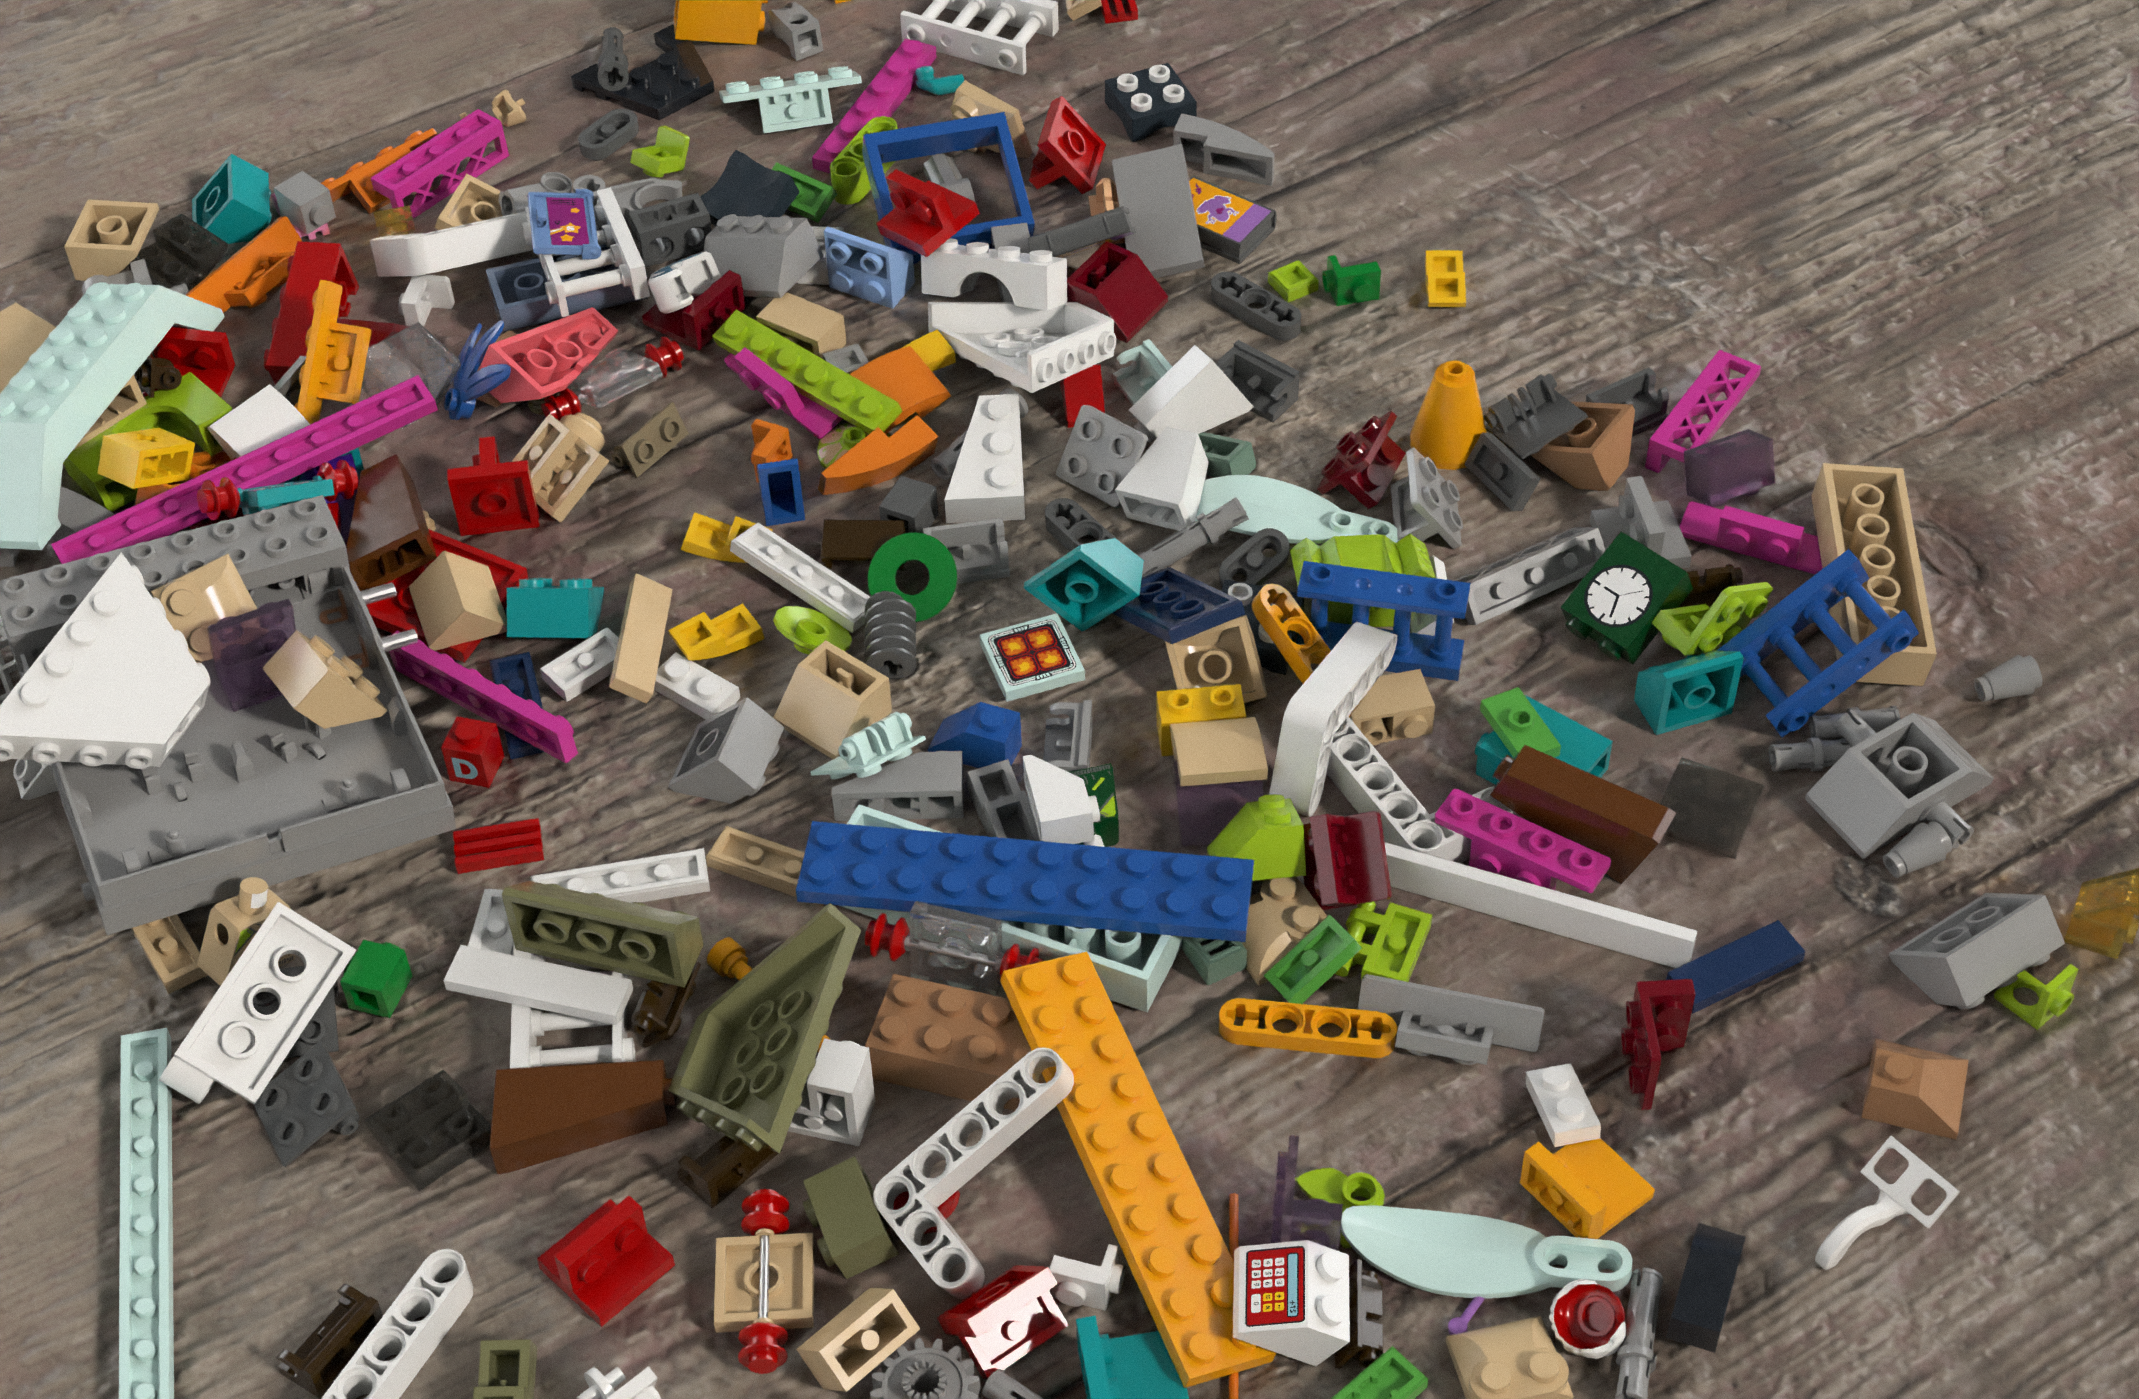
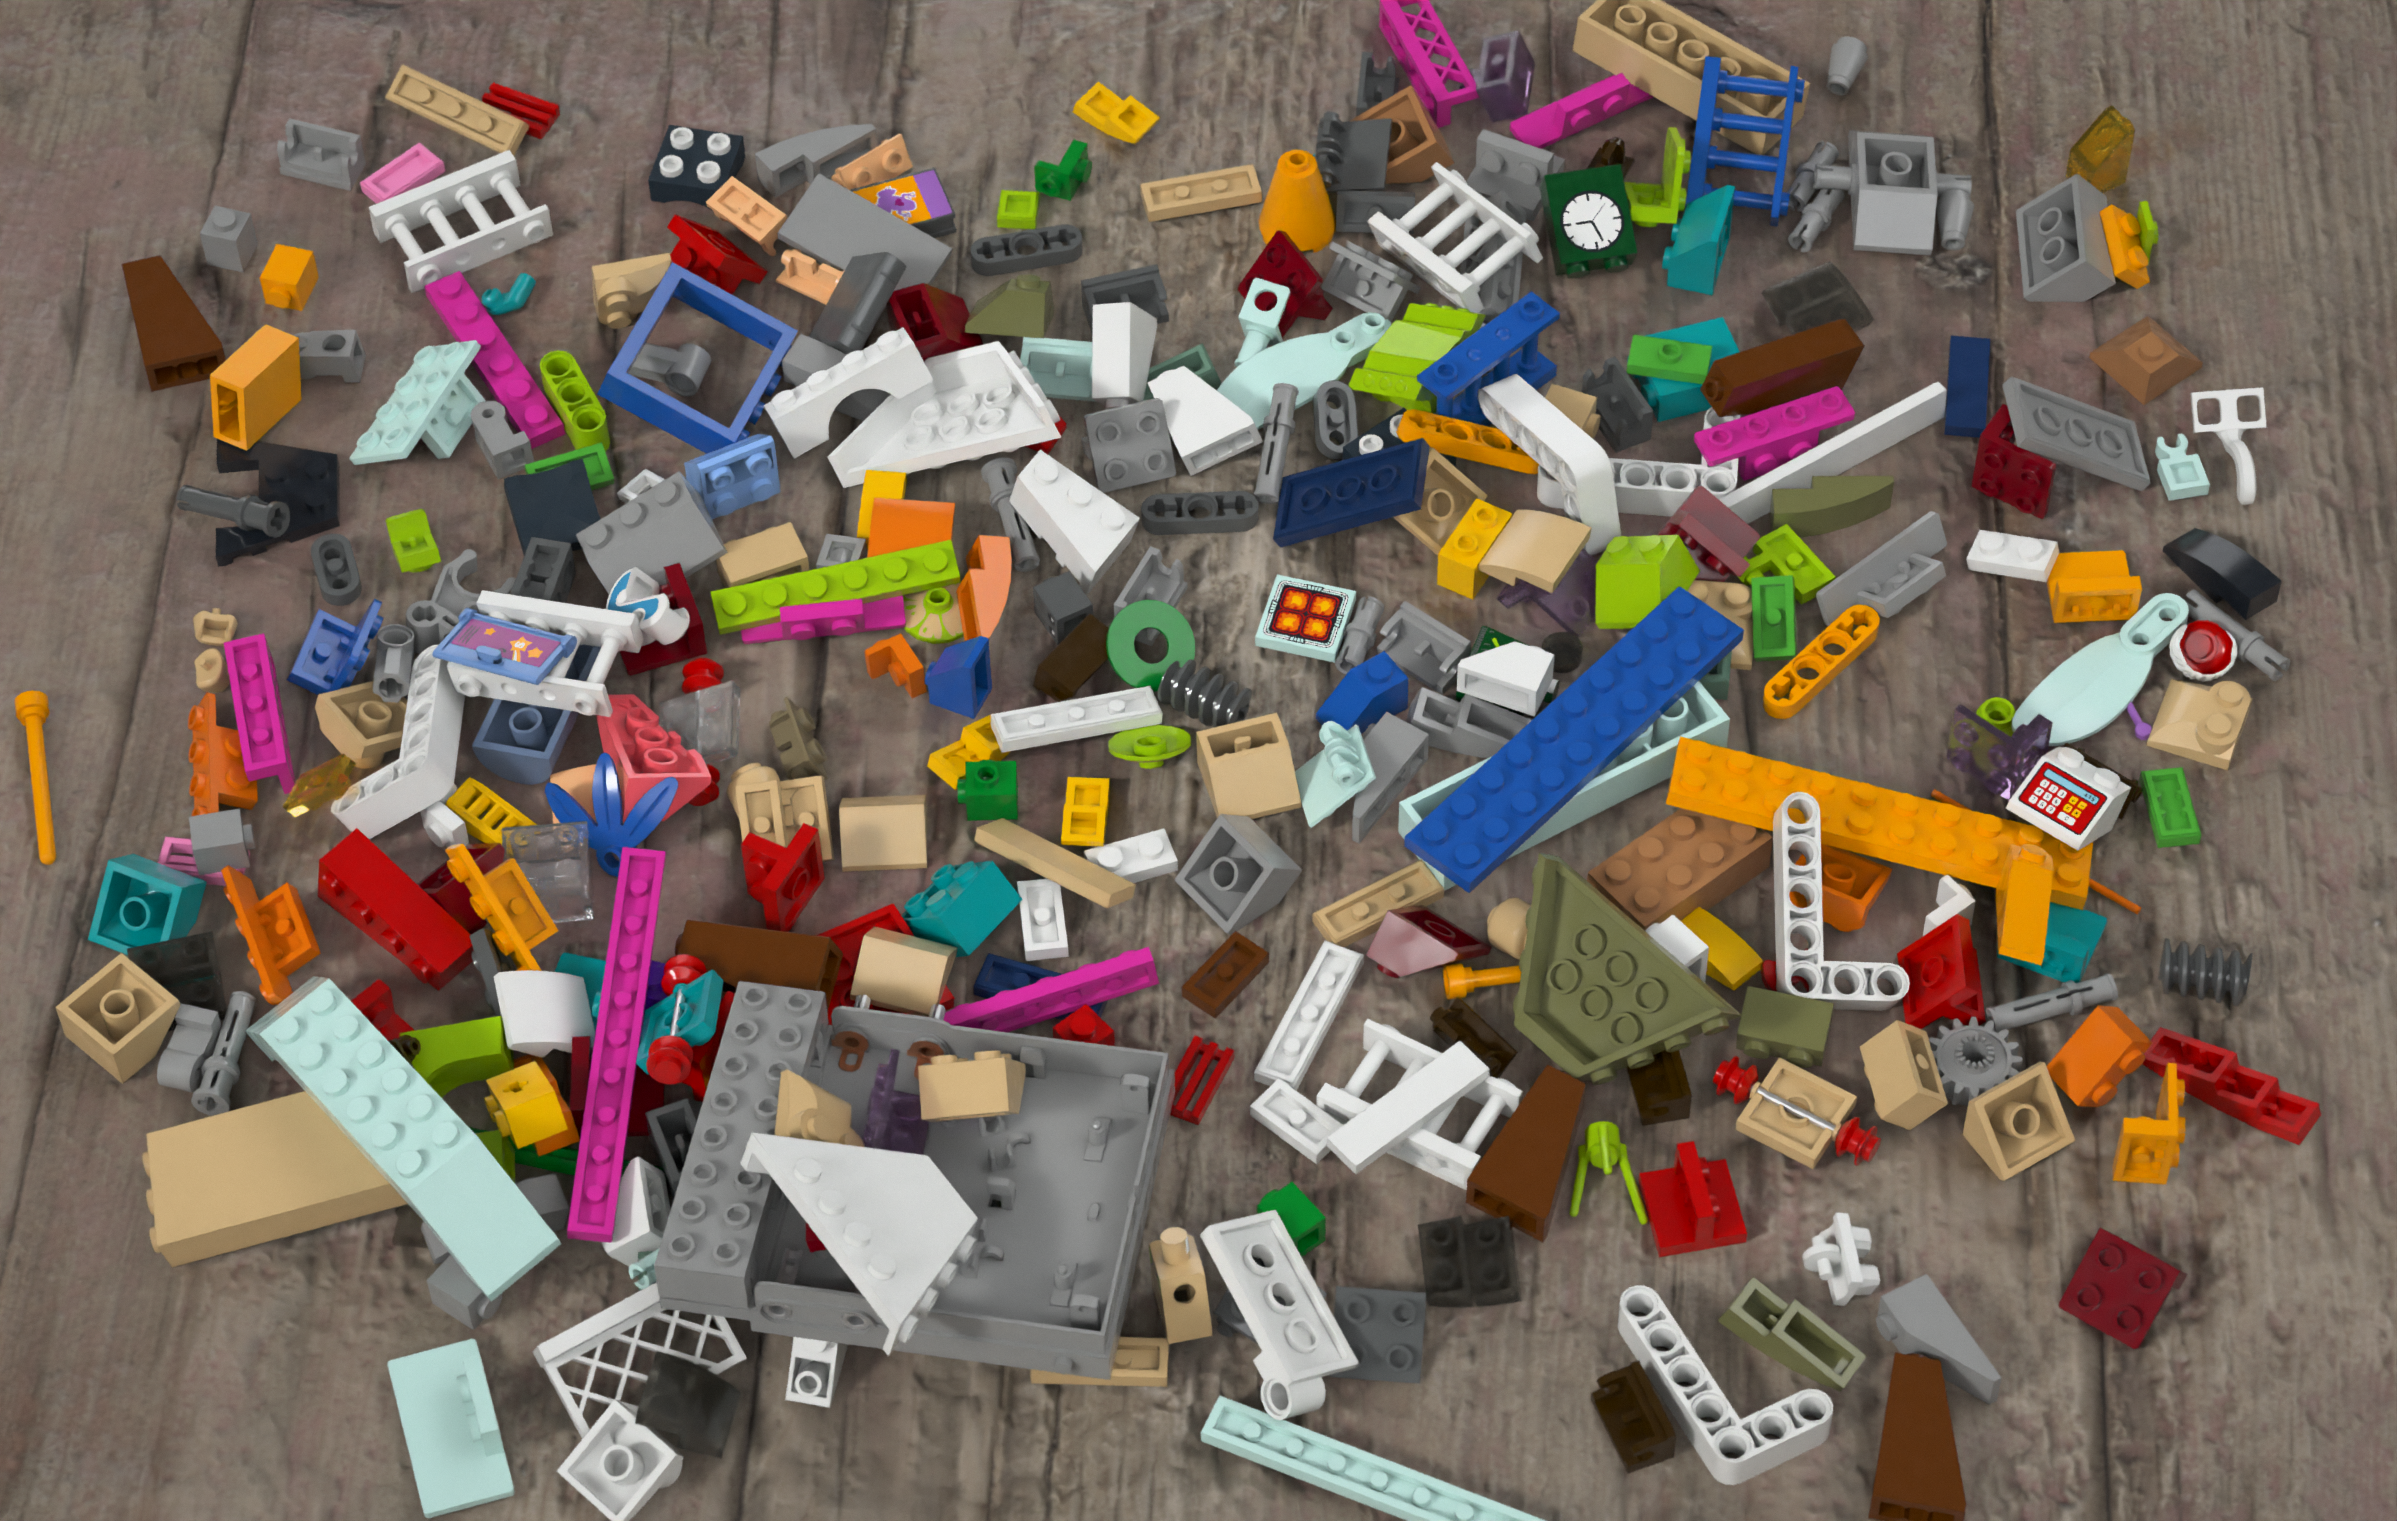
camera: 55 degrees left, 5 degrees up
(364, 70) = (32, 711): none -> light orange piece
(448, 316) = (473, 799): none -> yellow slope
(525, 164) = (334, 651): none -> blue bracket
(603, 932) = (1403, 1029): olive slope -> none
(604, 529) = (883, 833): none -> tan slope
(616, 804) = (1225, 974): none -> reddish brown plate
(617, 1156) = (1604, 1150): none -> lime plant
(689, 566) = (990, 790): none -> green brick
(746, 906) = (1420, 941): none -> slope
(797, 142) = (502, 449): none -> light grey leg
(907, 1119) = (1729, 956): none -> yellow slope
(924, 213) = (745, 392): red bracket -> none
(949, 947) = (1595, 818): clear plate -> none
(1039, 702) = (1360, 634): none -> light grey pin
(1045, 1175) = (1848, 887): none -> orange slope
(1089, 582) = (1282, 528): teal slope -> none
(1095, 1315) = (2024, 903): none -> light orange slope
(1126, 137) = (748, 213): none -> light nougat hinge
(1153, 837) = (1566, 651): none -> clear smoke tile
(1170, 321) = (1014, 309): none -> olive slope
(1252, 183) = (877, 165): none -> light nougat hinge
(1295, 470) = (1261, 326): none -> light aqua bracket
(1400, 358) = (1201, 193): none -> tan plate
(1452, 734) = (1623, 409): none -> dark grey hinge
(1478, 510) = (1441, 271): none -> white fence
(1486, 935) = (1830, 503): none -> olive slope
(1735, 1066) = (2076, 434): none -> light grey tile
(1799, 1188) = (2180, 473): none -> light aqua plate
(2017, 990) = (2124, 246): none -> light orange plate

